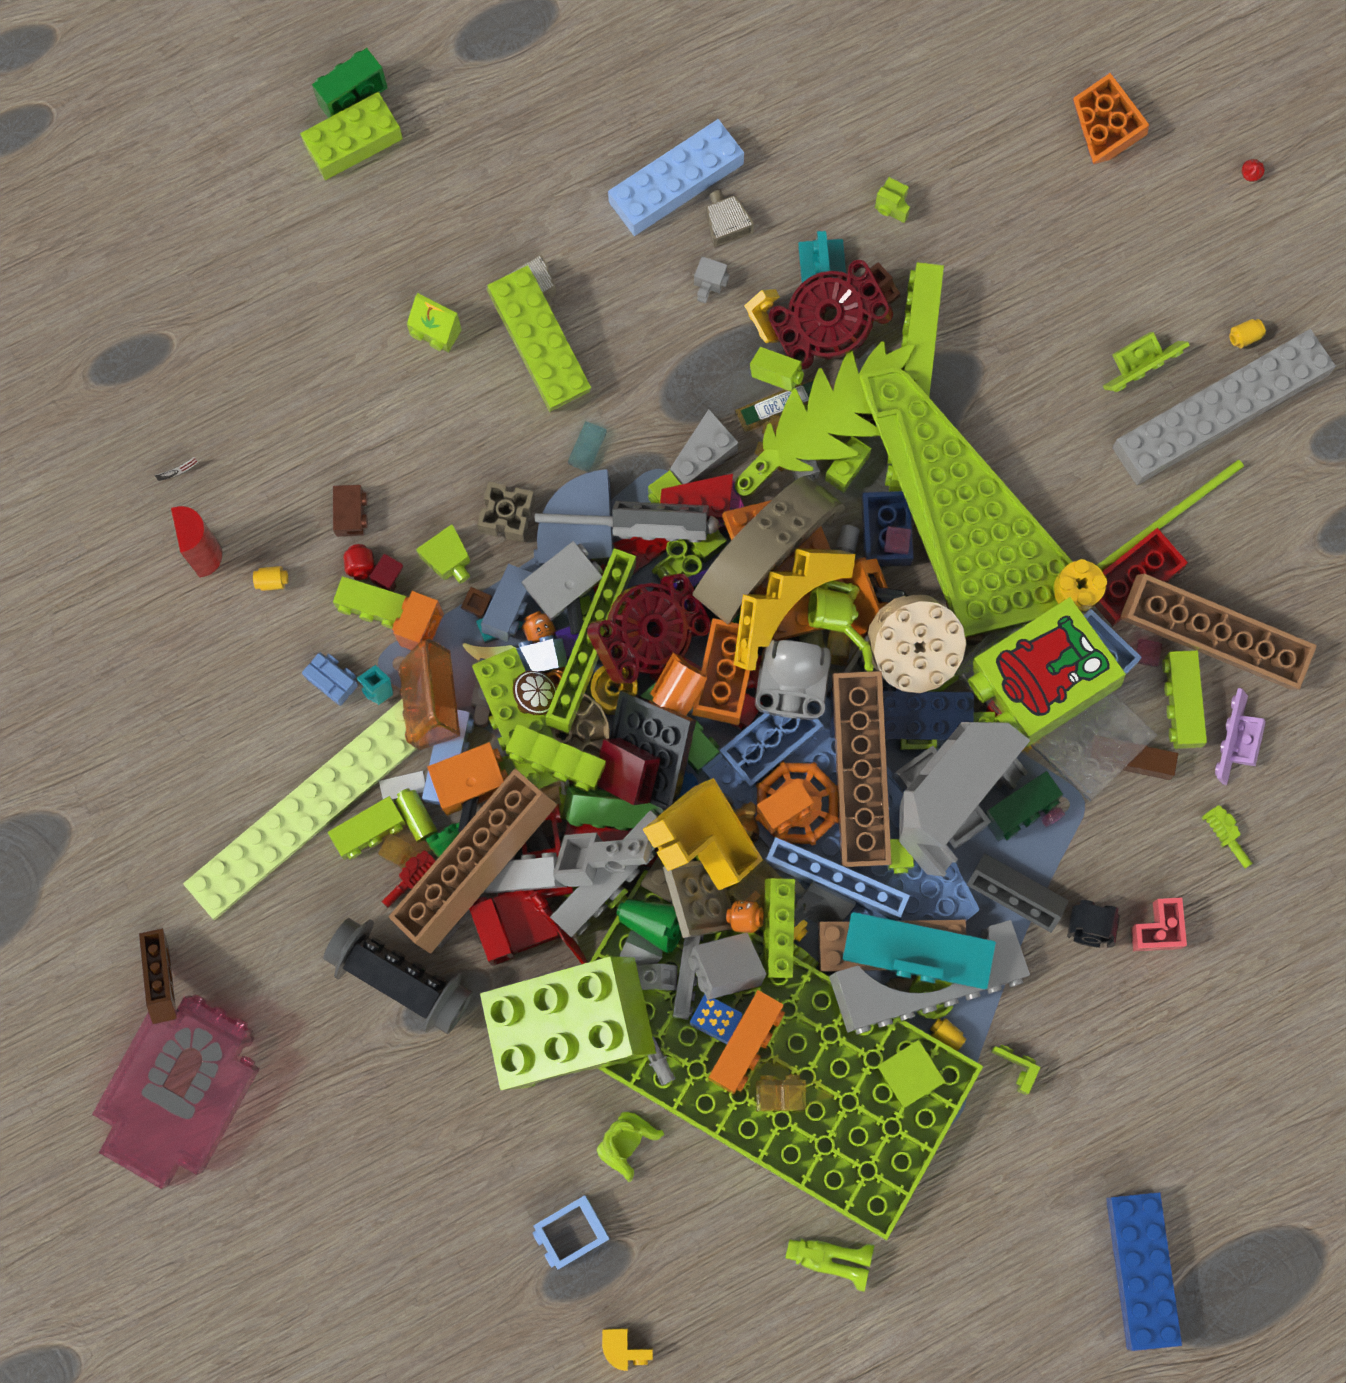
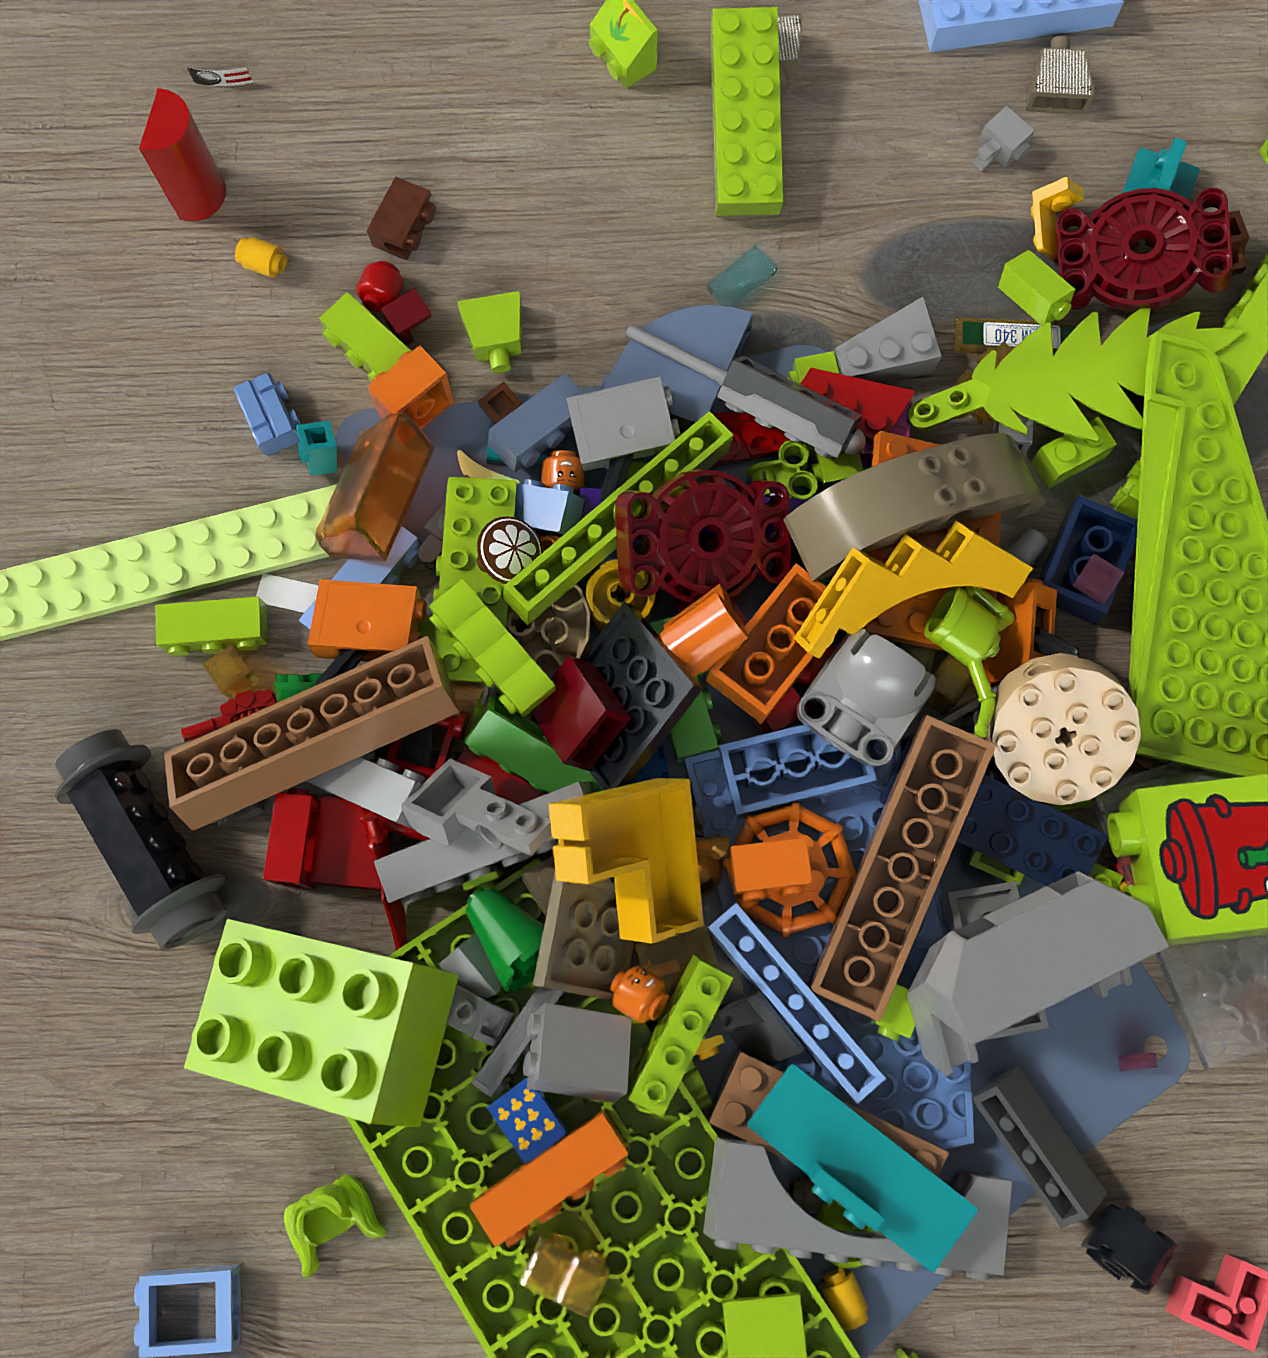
camera: 25 degrees right, 0 degrees up
(415, 814) = (282, 637): lime brick -> none
(499, 500) = (596, 308): dark tan brick -> none
(661, 1066) = (421, 1144): light grey axle -> none
(1024, 807) = (1106, 1030): dark green brick -> none

